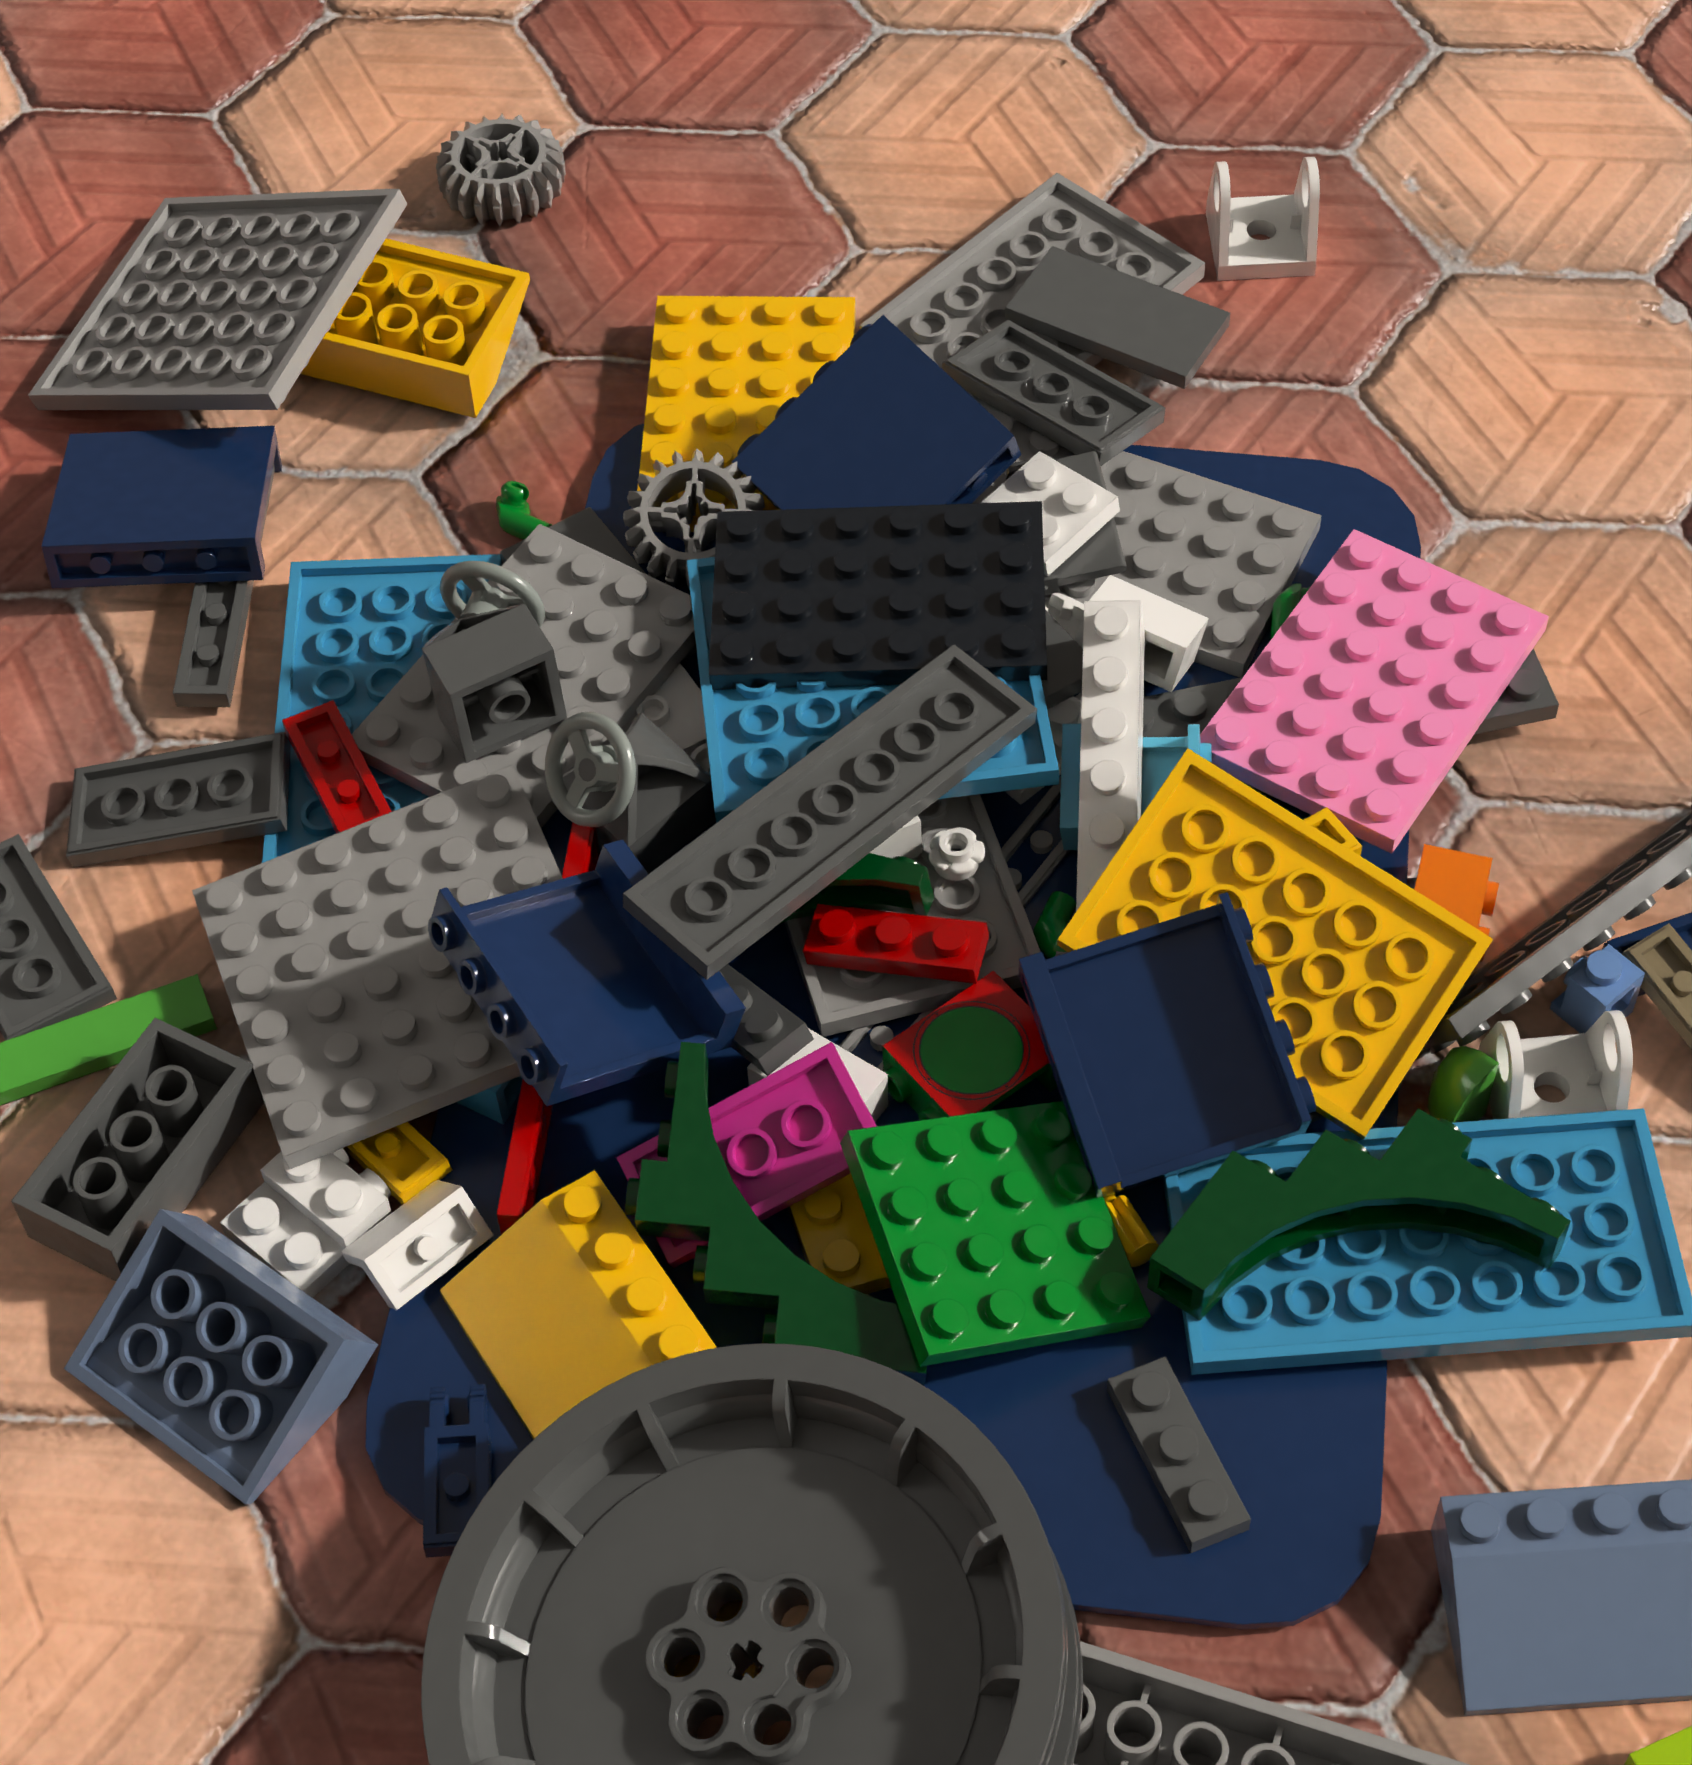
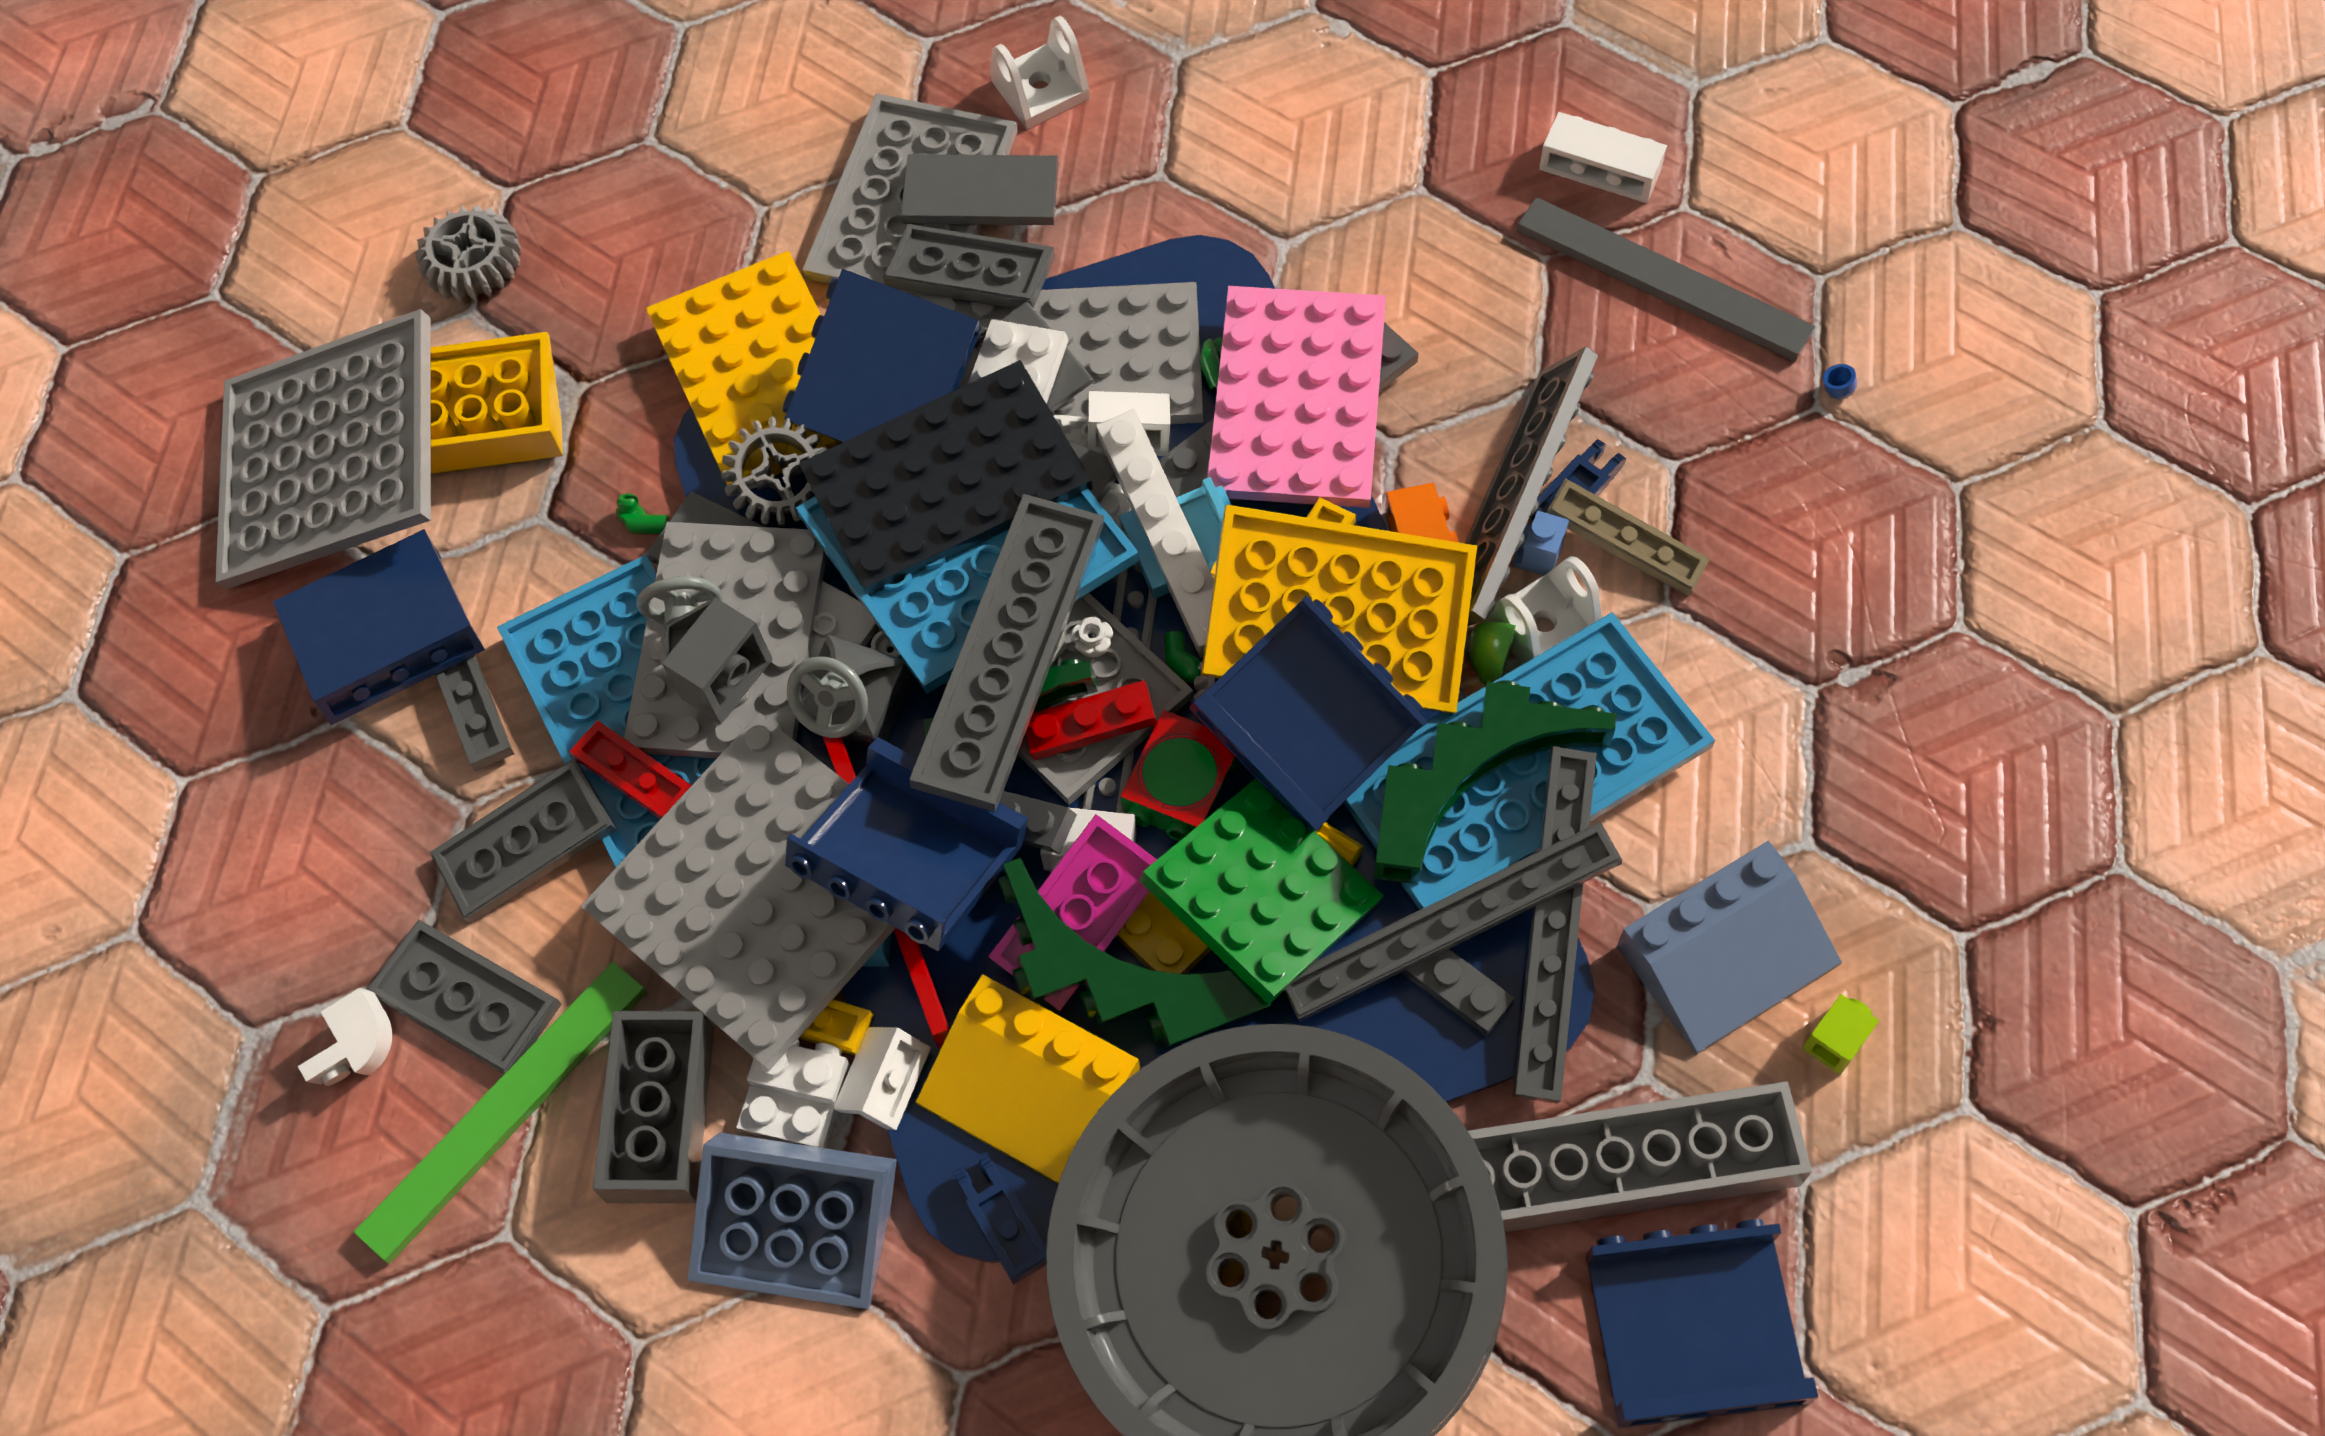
camera: 25 degrees left, 10 degrees up
(1219, 1380) = (1453, 920): none -> dark grey tile
(1349, 1453) = (1553, 937): none -> dark grey plate

